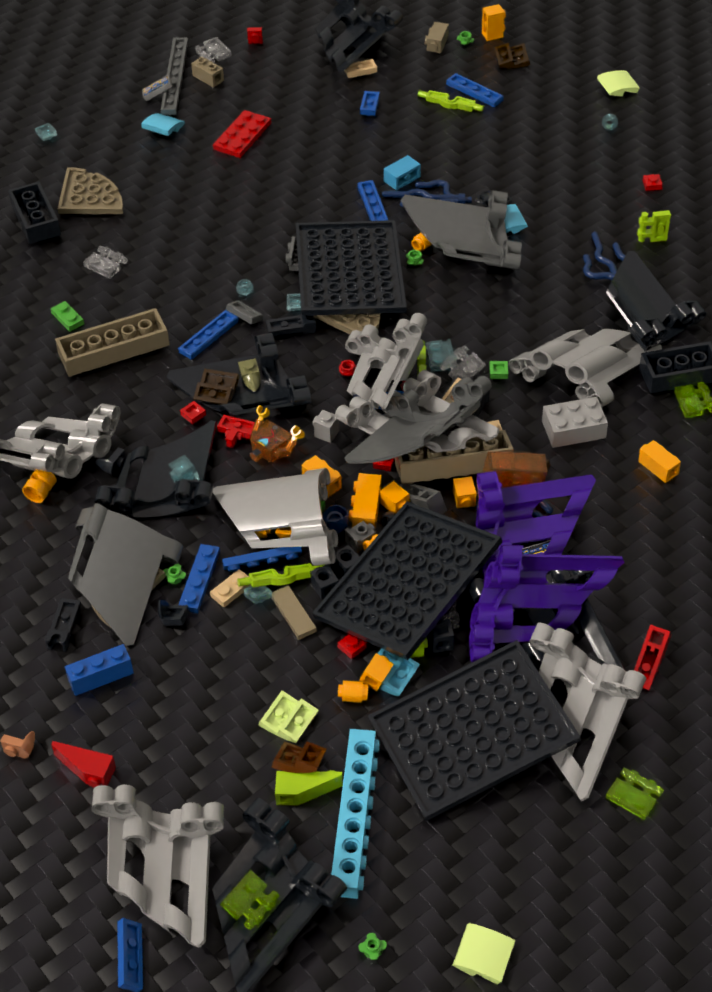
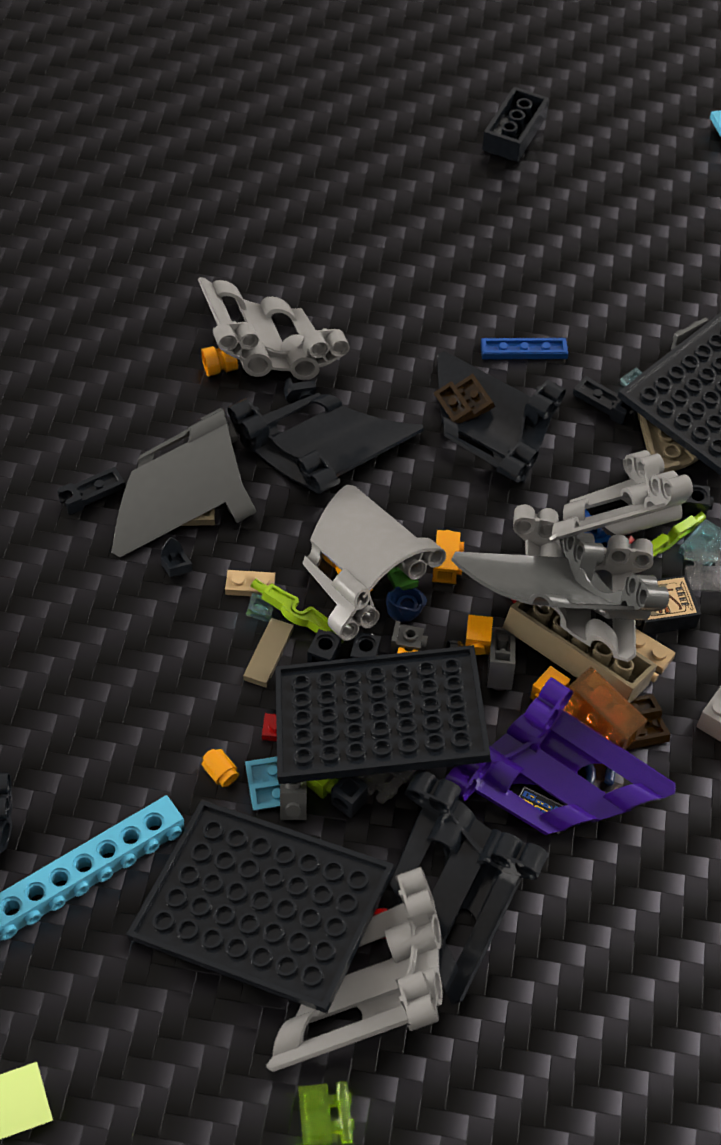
camera: 45 degrees right, 5 degrees up
(45, 131) = (621, 61): clear light blue plate -> none
(67, 316) = (431, 236): bright green plate -> none
(89, 194) = (585, 143): dark tan plate -> none
(99, 669) = (63, 551): blue brick -> none
(102, 265) = (517, 216): clear plate -> none
(112, 342) = (430, 287): dark tan brick -> none
(177, 577) = (226, 532): bright green plate -> none
(183, 469) = (337, 447): clear light blue brick -> none
(193, 412) = (418, 405): red plate -> none
(199, 577) = (237, 551): blue plate -> none
(234, 429) = (433, 450): red hinge -> none
(244, 287) = (609, 331): clear light blue plate -> none
(244, 312) = (579, 354): dark grey tile -> none
(250, 373) = (508, 412): olive plate -> none
(253, 559) = (294, 576): blue plate -> none
(271, 440) = (446, 484): clear orange torso -> none
(288, 717) = (146, 735): yellowish green slope -> none
(298, 759) = (100, 776): reddish brown slope -> none
(303, 787) = (71, 802): lime slope -> none
(326, 426) = (505, 513): light grey brick -> none
(347, 368) = (601, 480): red plate -> none
(366, 500) = (451, 614): light orange brick -> none
(376, 671) = (255, 769): light orange brick -> none
(416, 668) = (293, 801): none -> dark grey bracket
(521, 582) = (458, 821): dark purple panel -> none
(652, 654) = (509, 1010): red slope -> none

